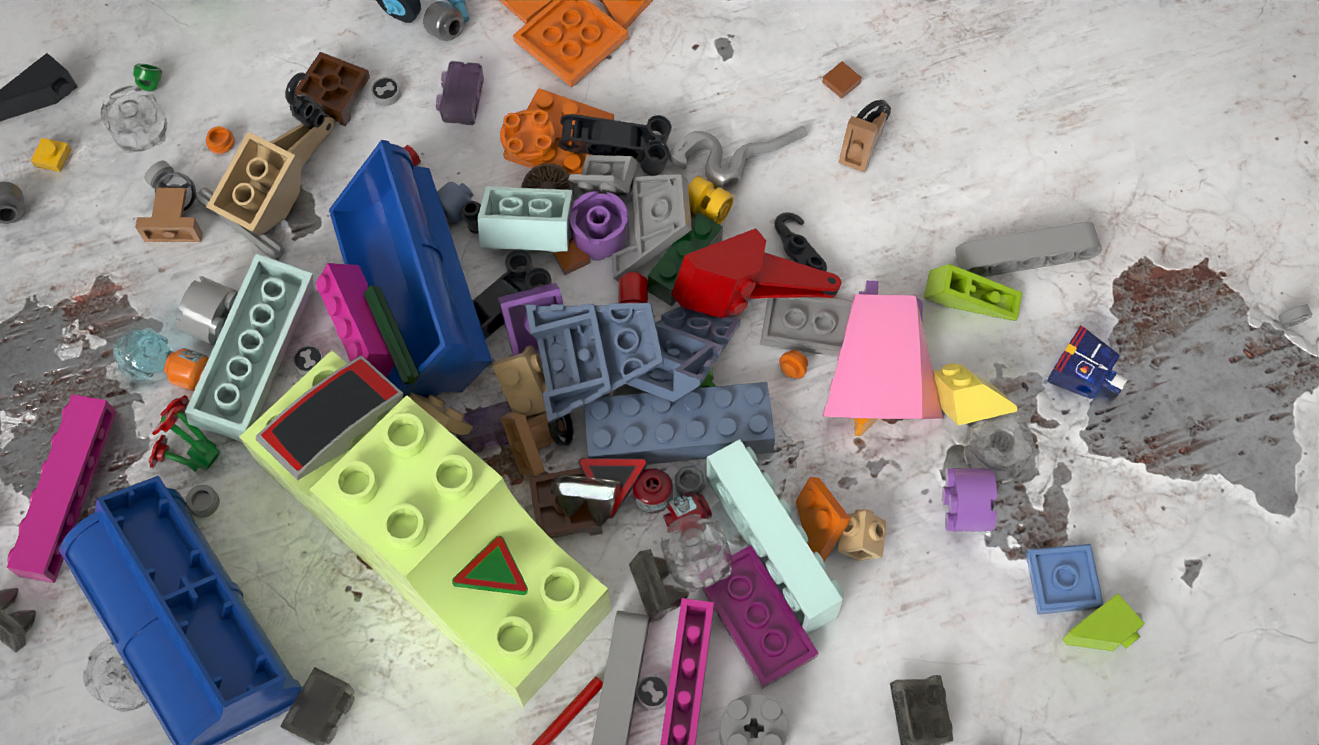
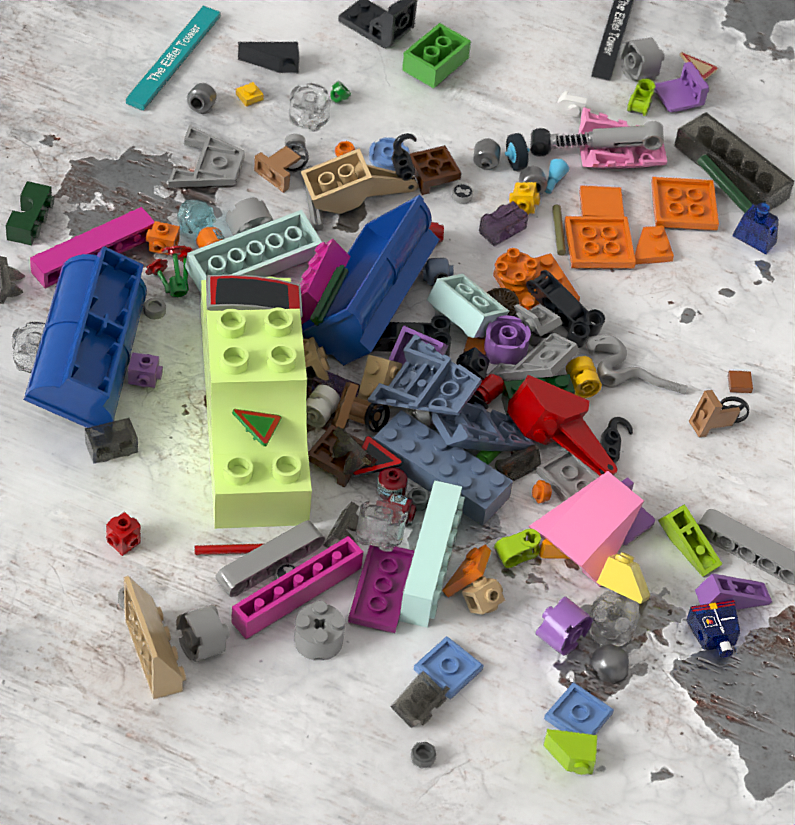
camera: 35 degrees right, 15 degrees down
(99, 268) = (216, 166): none -> light grey wing
(131, 410) = (162, 236): none -> orange brick
(265, 107) = (382, 151): none -> medium blue tile
(270, 590) = (144, 370): none -> medium lavender brick
(368, 26) = (486, 154): none -> flat silver head
(455, 45) = (525, 196): none -> yellow brick
(497, 454) = (321, 405): none -> white wheel
(518, 54) = (559, 230): none -> olive bar
(595, 283) = (474, 362): none -> black brick
(745, 350) = (519, 463): none -> clear smoke tile
(835, 452) = (516, 549): none -> lime piece
(902, 645) = (449, 666): none -> medium blue tile
(1036, 494) = (610, 663): none -> flat silver hair
(1064, 318) = (725, 588): none -> medium lavender slope

